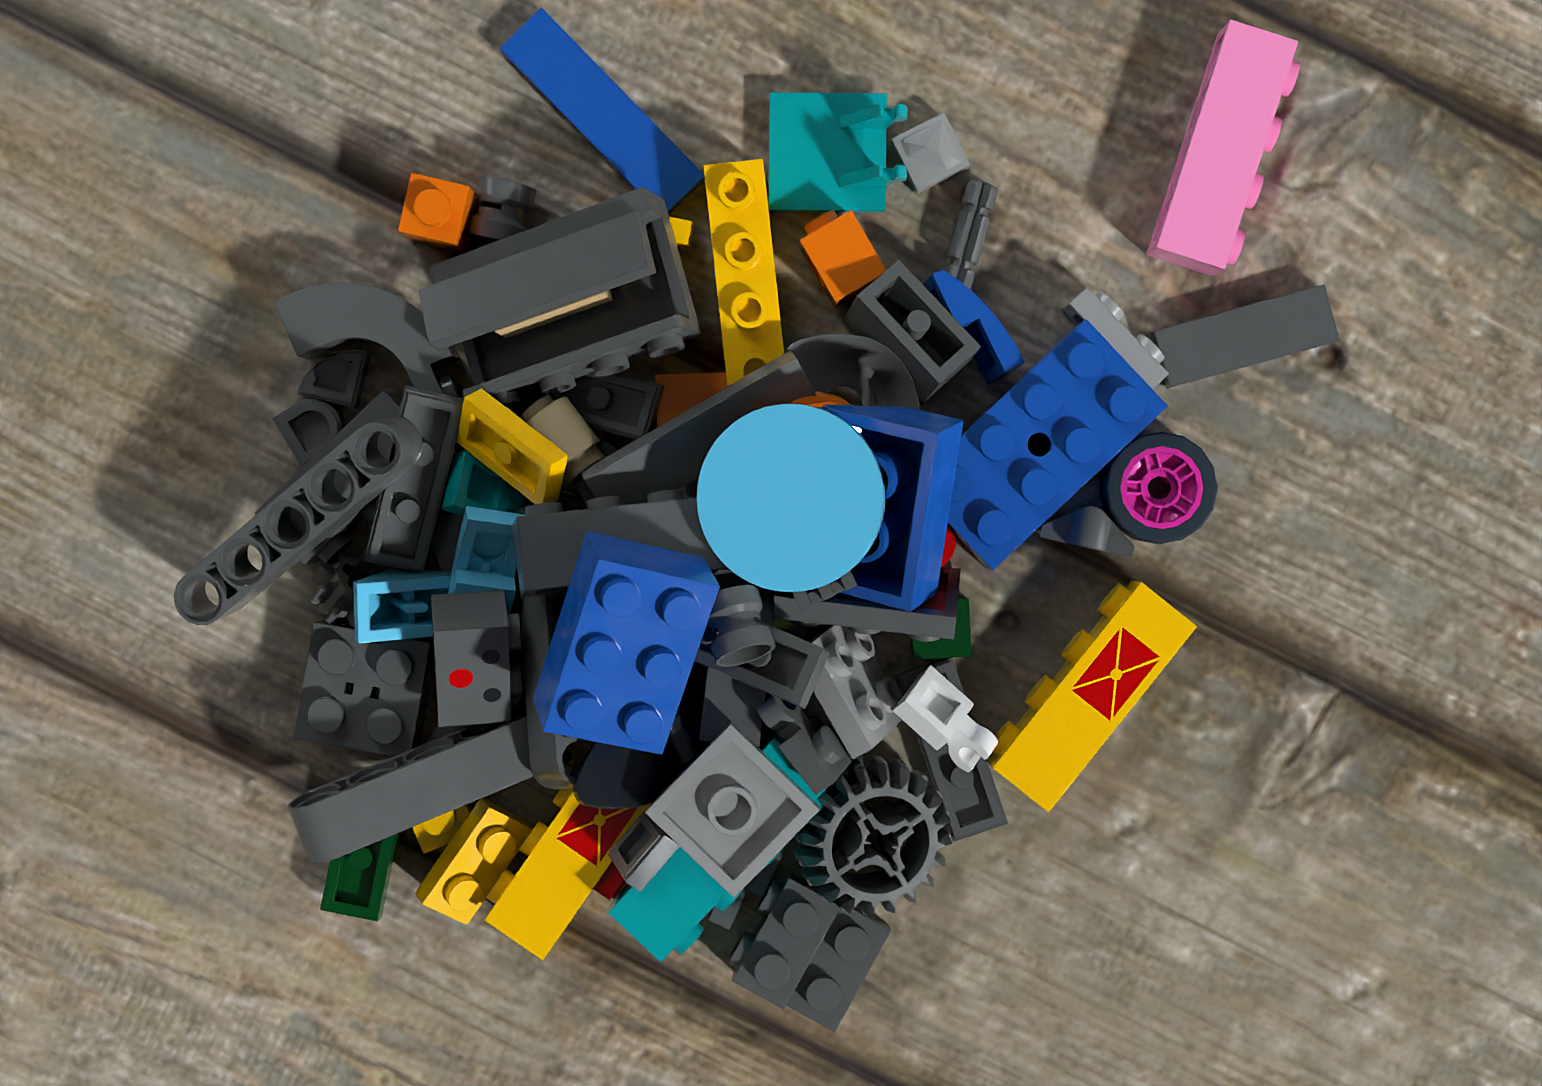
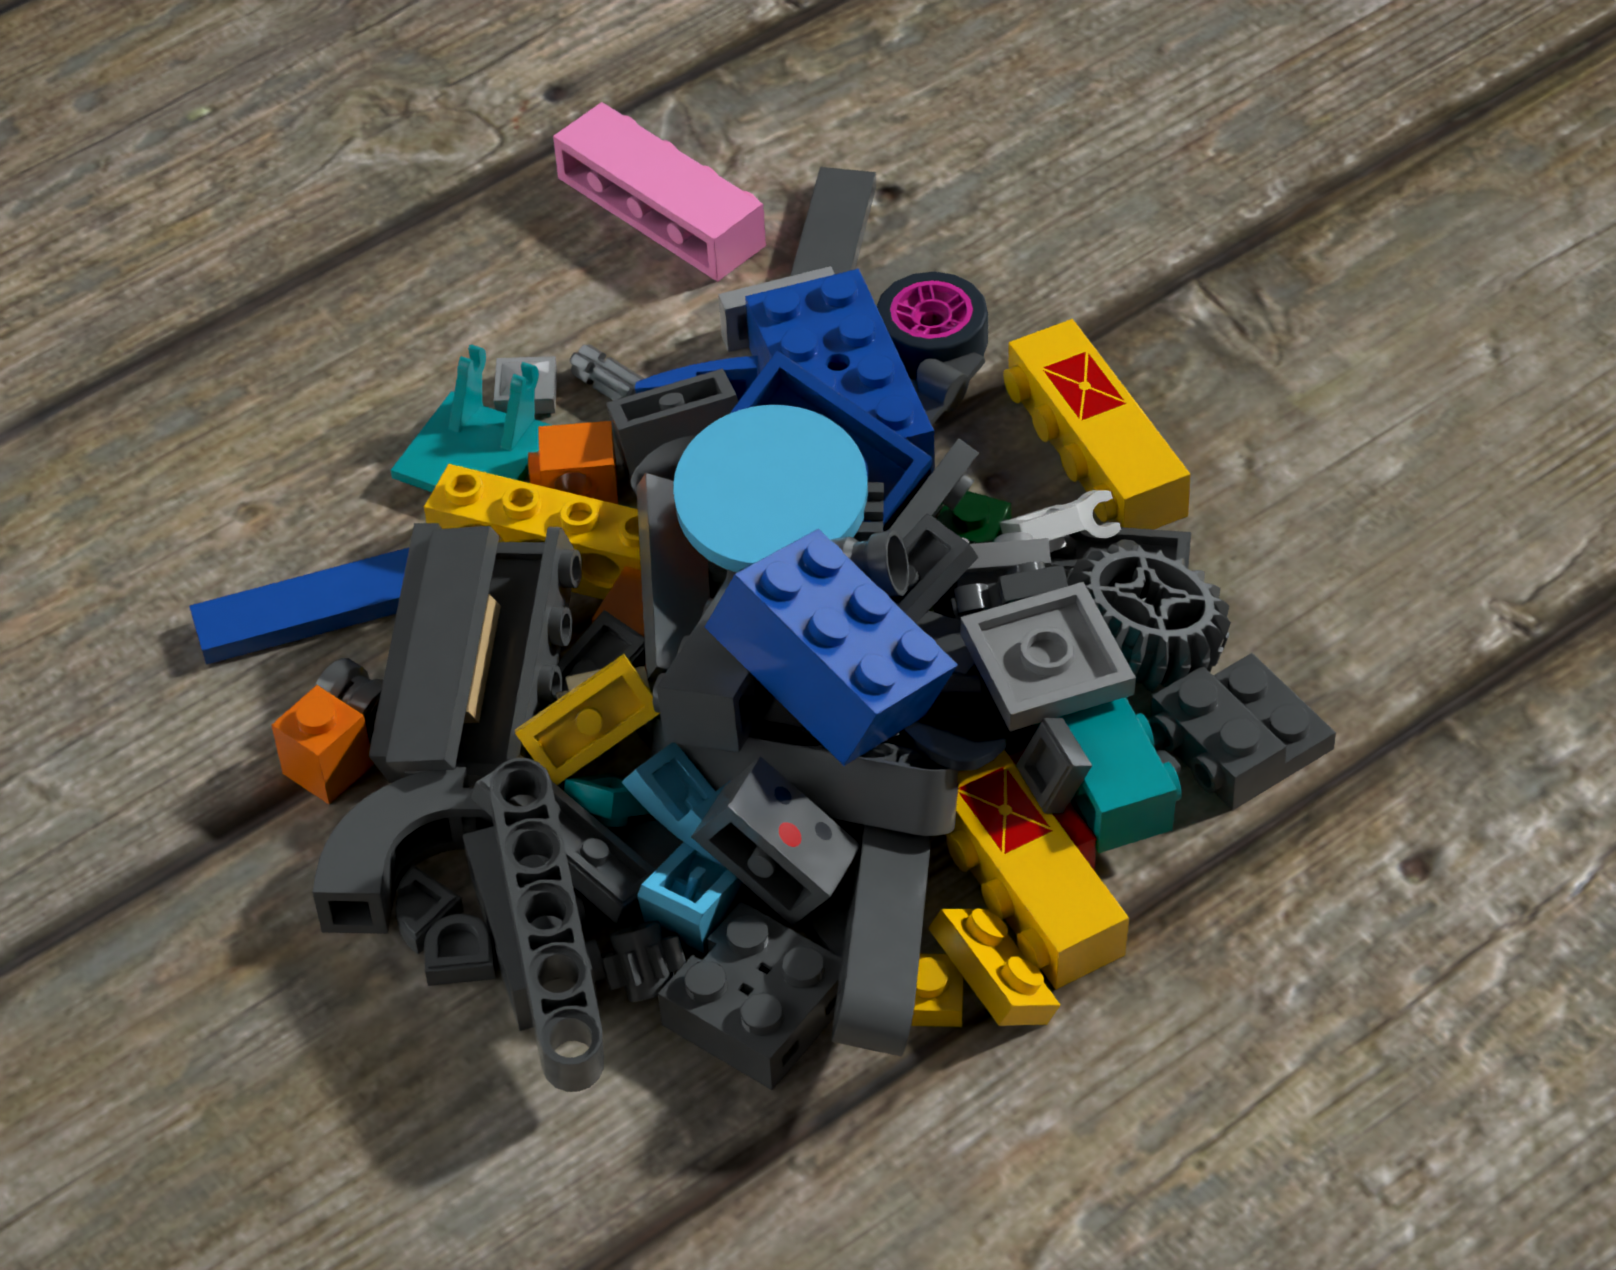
camera: 55 degrees left, 40 degrees down
(360, 880) = (942, 1074): dark green plate -> none

